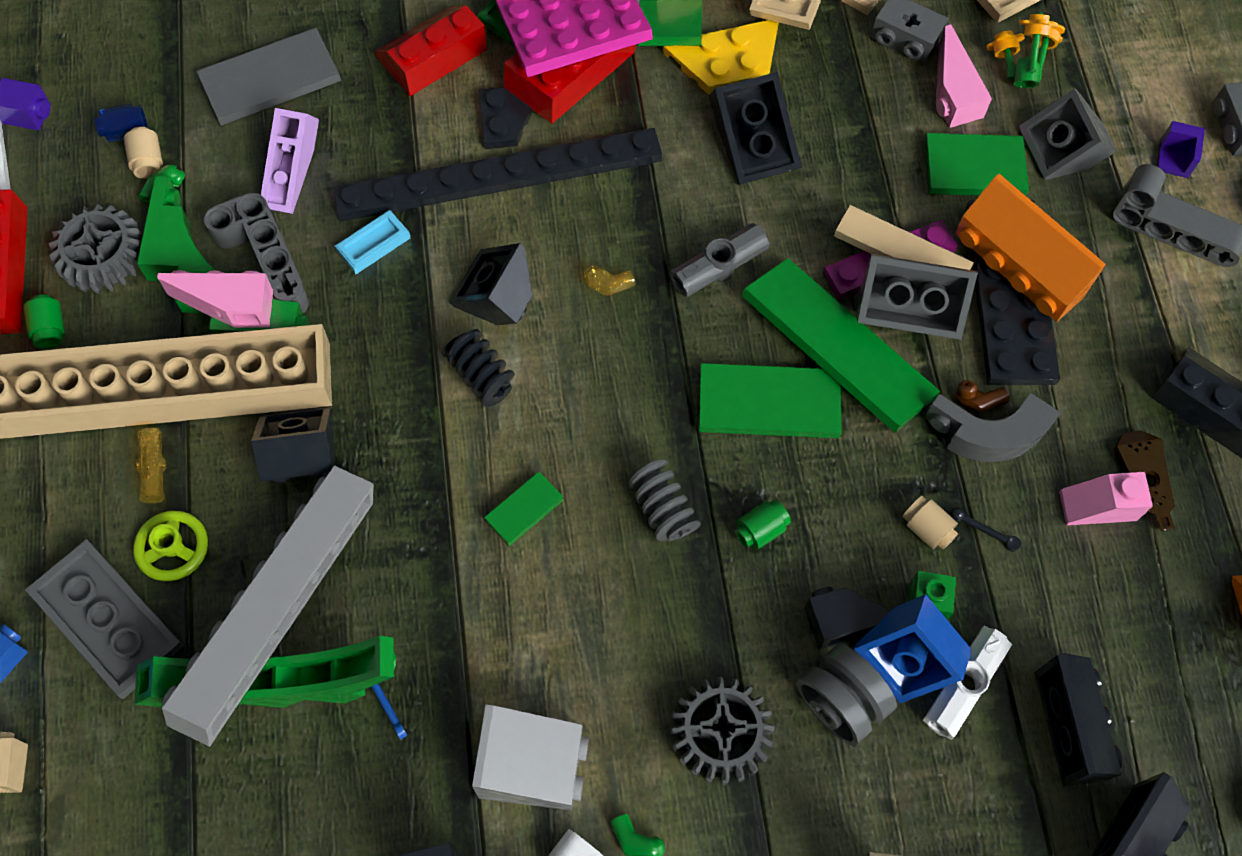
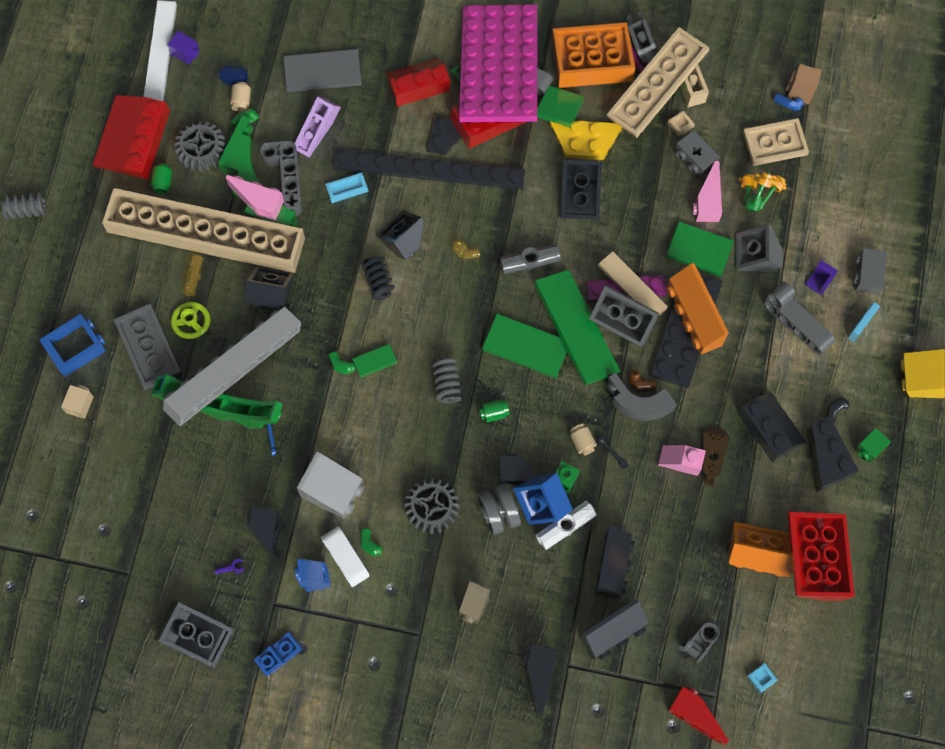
camera: 20 degrees right, 5 degrees up
(467, 537) = (341, 366): none -> green arm

